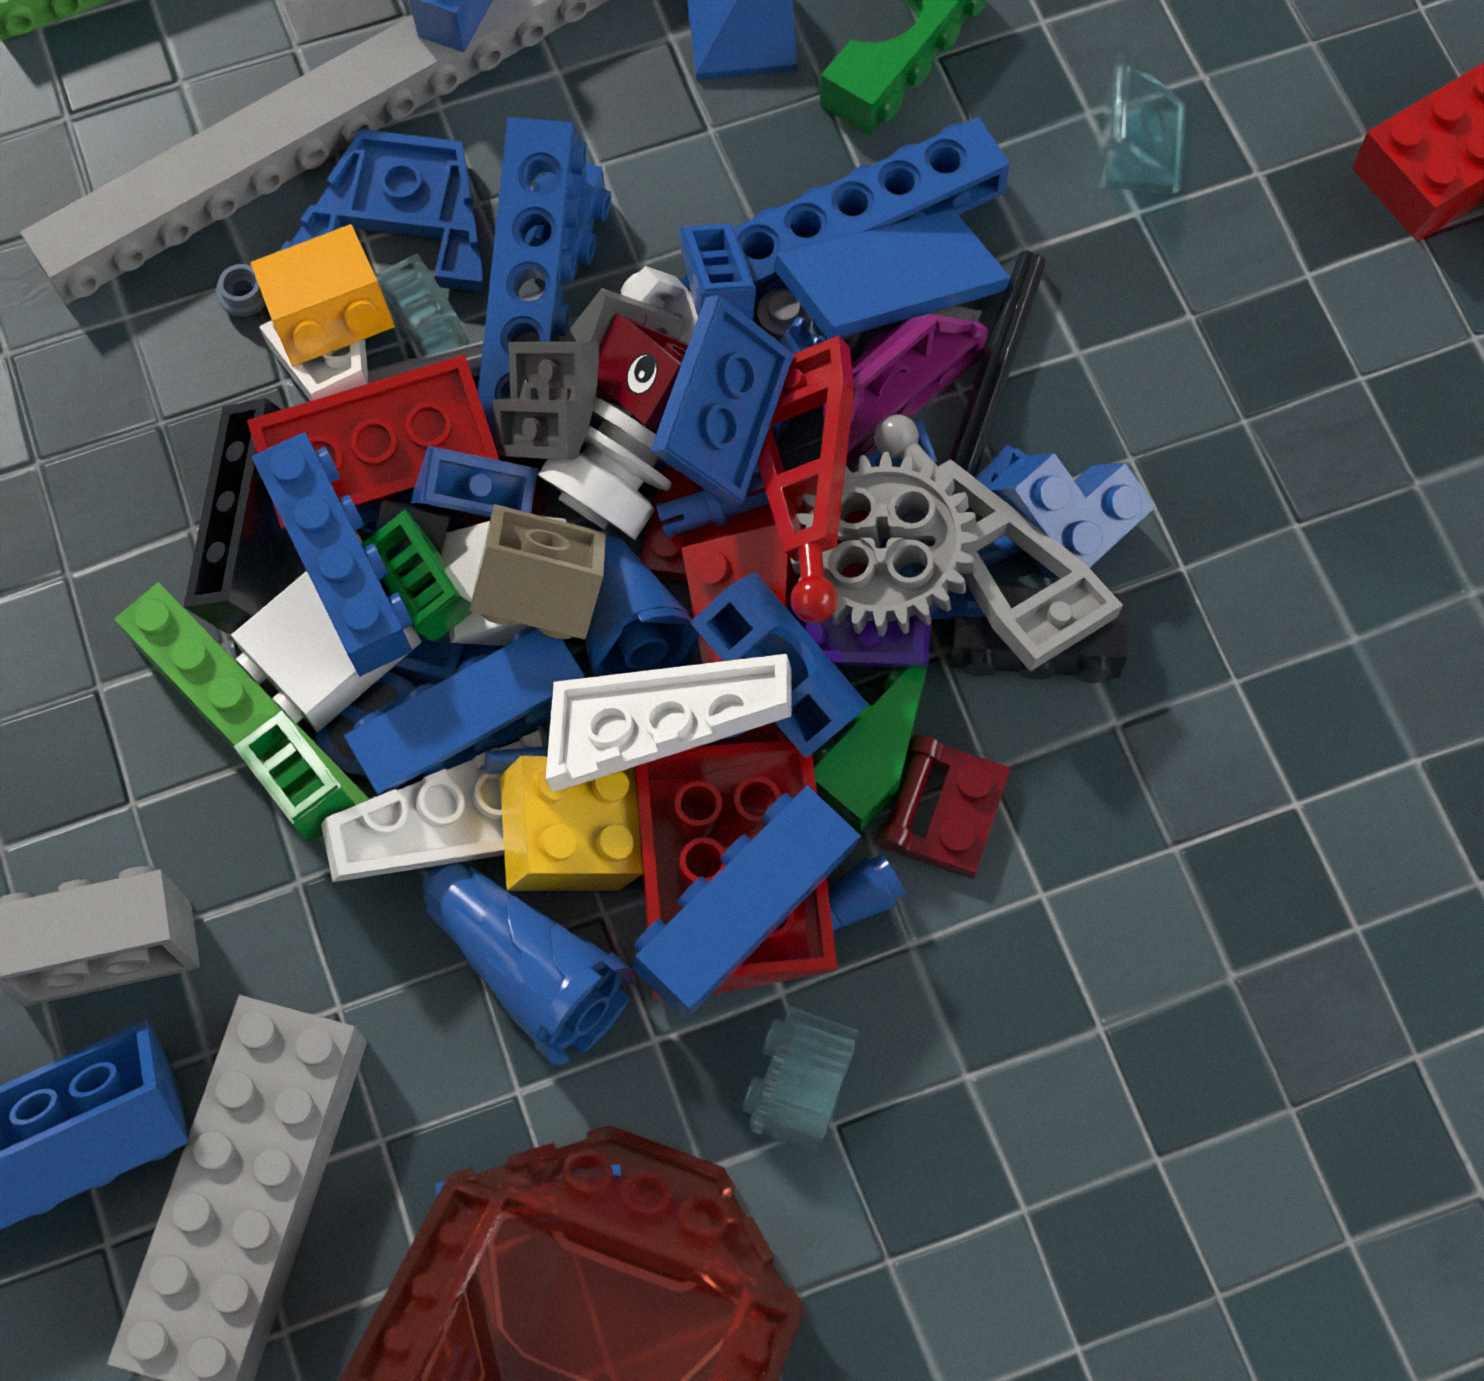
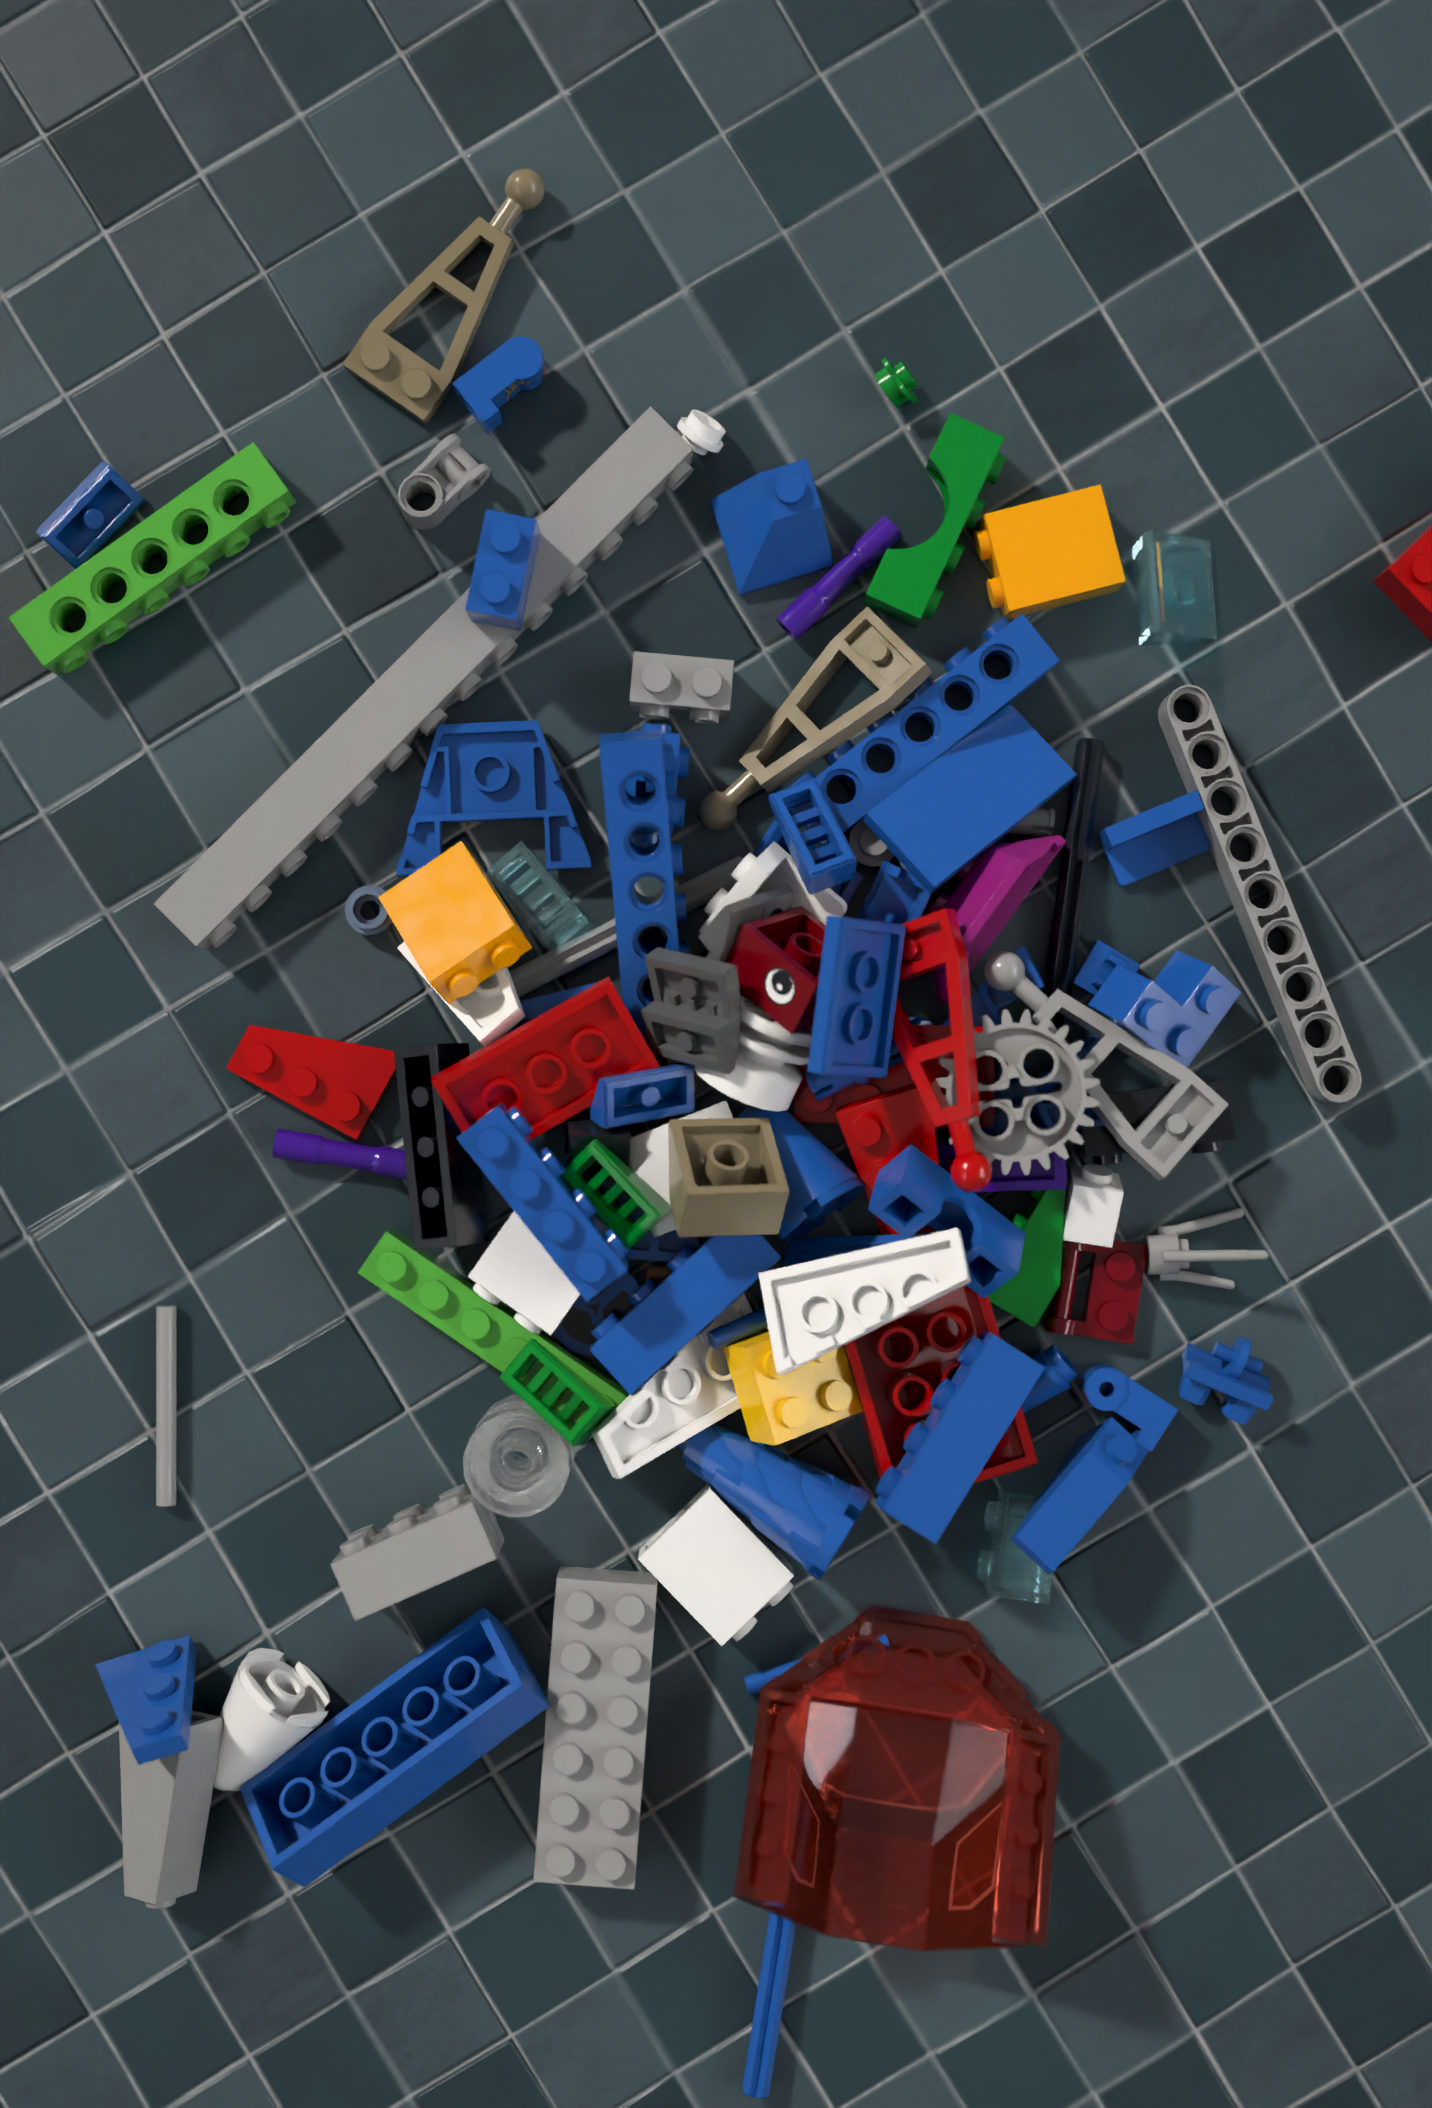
camera: 10 degrees left, 20 degrees up
(119, 510) = (318, 1150): none -> dark purple piece
(139, 438) = (317, 1074): none -> red wing
(236, 852) = (509, 1482): none -> clear wheel
(435, 1032) = (717, 1565): none -> white brick
(622, 132) = (681, 687): none -> light grey brick
(772, 88) = (862, 556): none -> dark purple piece
(818, 132) = (878, 656): none -> dark tan plate
(879, 1012) = (1079, 1493): none -> blue slope
(952, 703) = (1092, 1205): none -> white brick
(962, 934) = (1114, 1391): none -> blue leg
(1020, 78) = (1049, 552): none -> light orange brick
(1036, 776) = (1169, 1254): none -> light grey plant
(1053, 918) = (1230, 1372): none -> blue hips
(1085, 355) = (1155, 839): none -> blue panel
(1187, 450) = (1278, 912): none -> light grey beam

